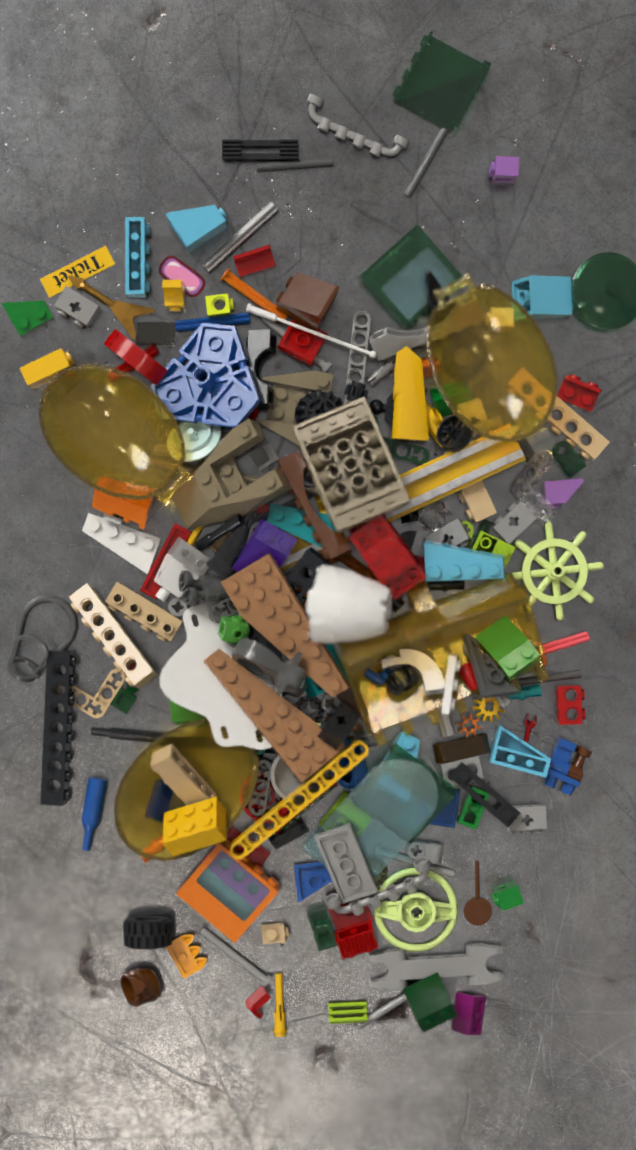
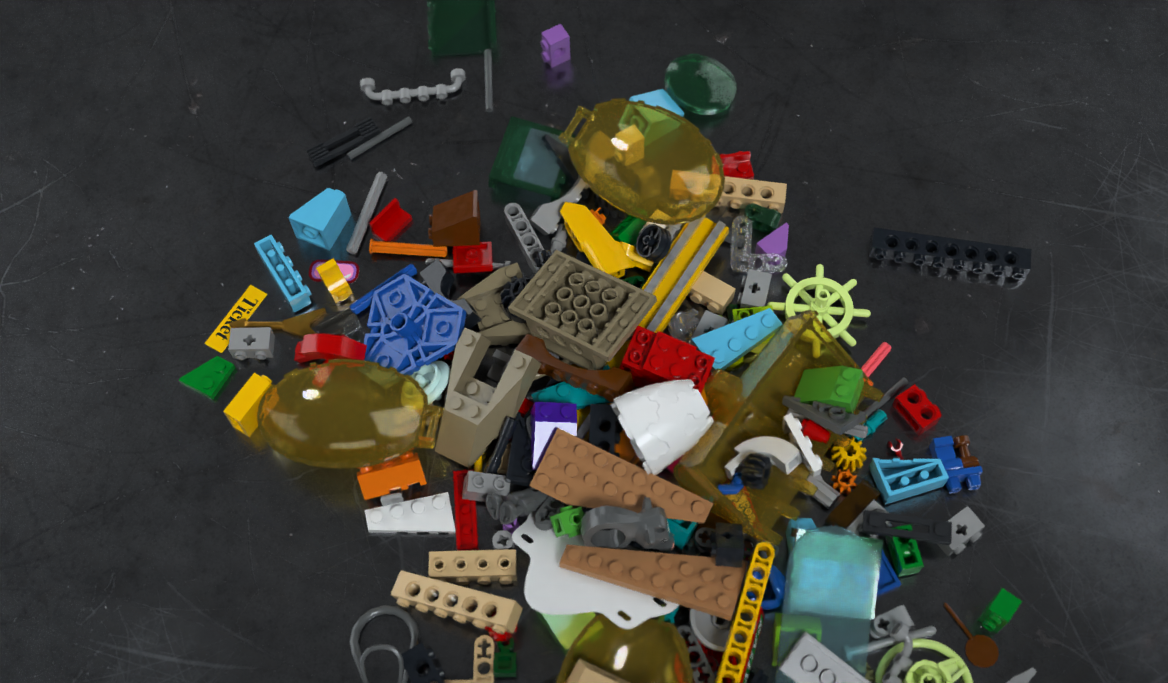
camera: 25 degrees left, 25 degrees down
(169, 575) = (478, 519): white torso -> none
(211, 301) = (373, 268): neon yellow brick -> none
(274, 317) = (435, 253): white piece -> none

